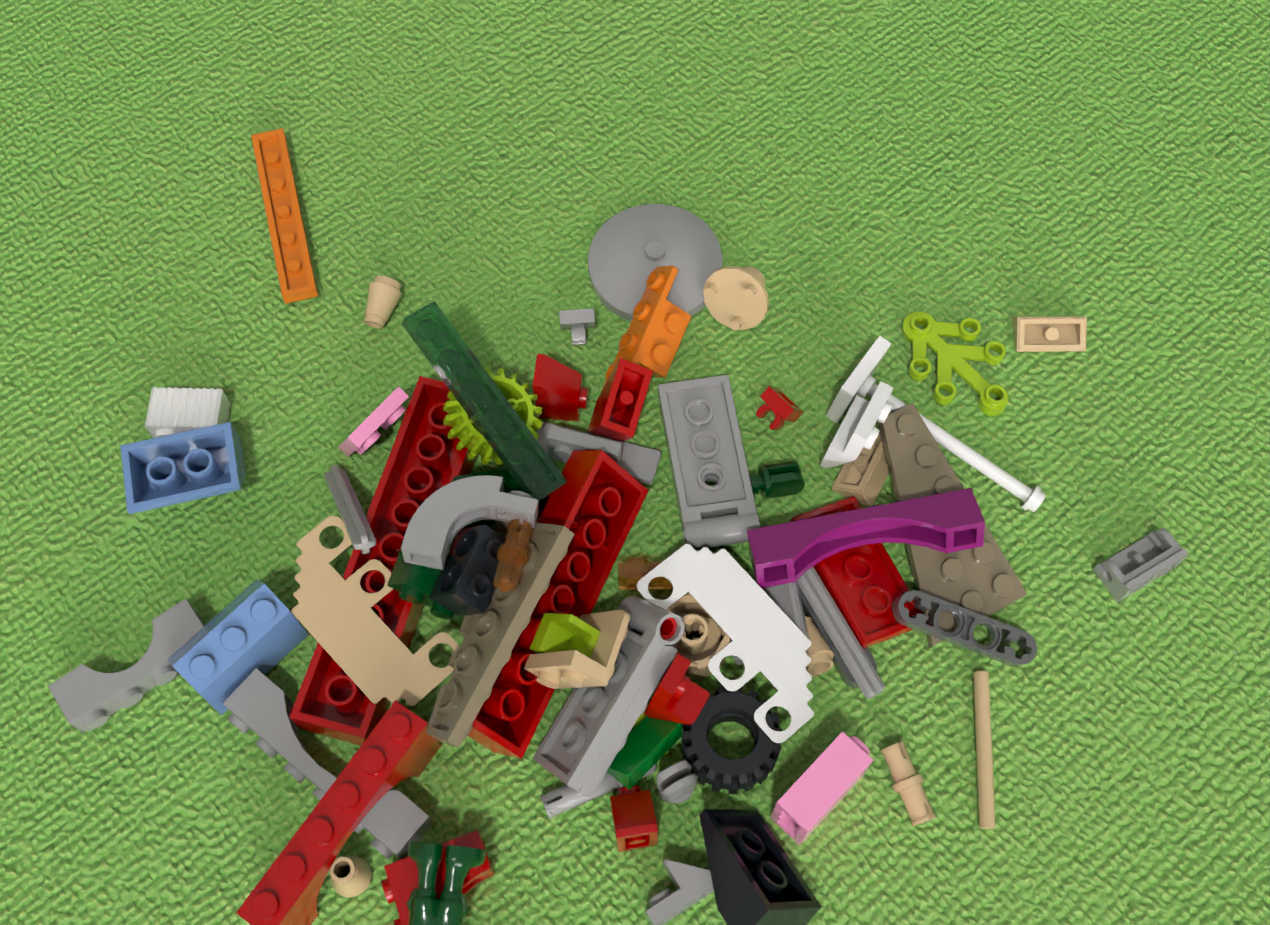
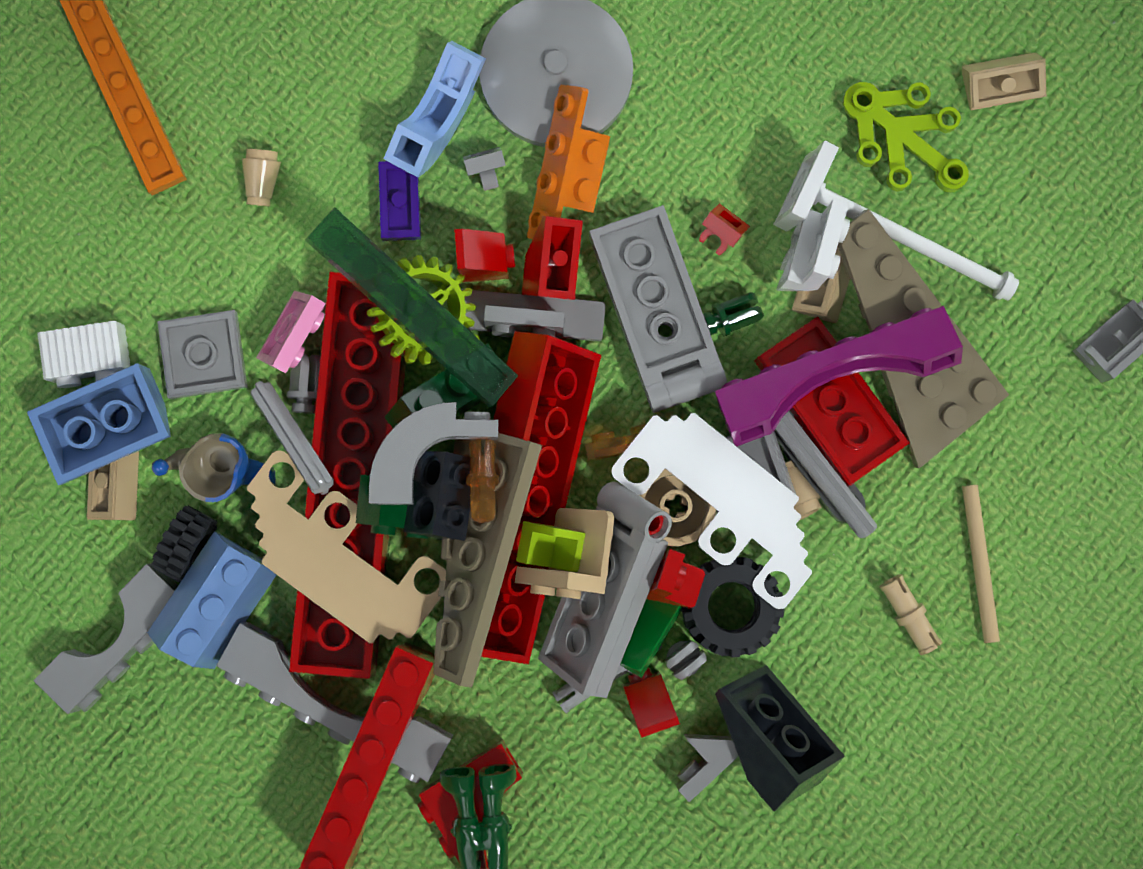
camera: 10 degrees left, 20 degrees up
(179, 533) = (114, 490): none -> tan slope
(222, 584) = (183, 542): none -> black tyre
(270, 525) = (212, 467): none -> dark tan piece
(291, 437) = (202, 354): none -> light grey tile
(356, 881) = (396, 802): tan cone -> none
(366, 480) = (304, 384): none -> light grey arm
(497, 337) = (398, 203): none -> dark purple plate
(544, 280) = (432, 124): none -> light blue arch
(736, 296) = (658, 103): tan piece -> none
(821, 787) = (830, 640): bright pink brick -> none
(965, 624) = (949, 446): dark grey beam -> none

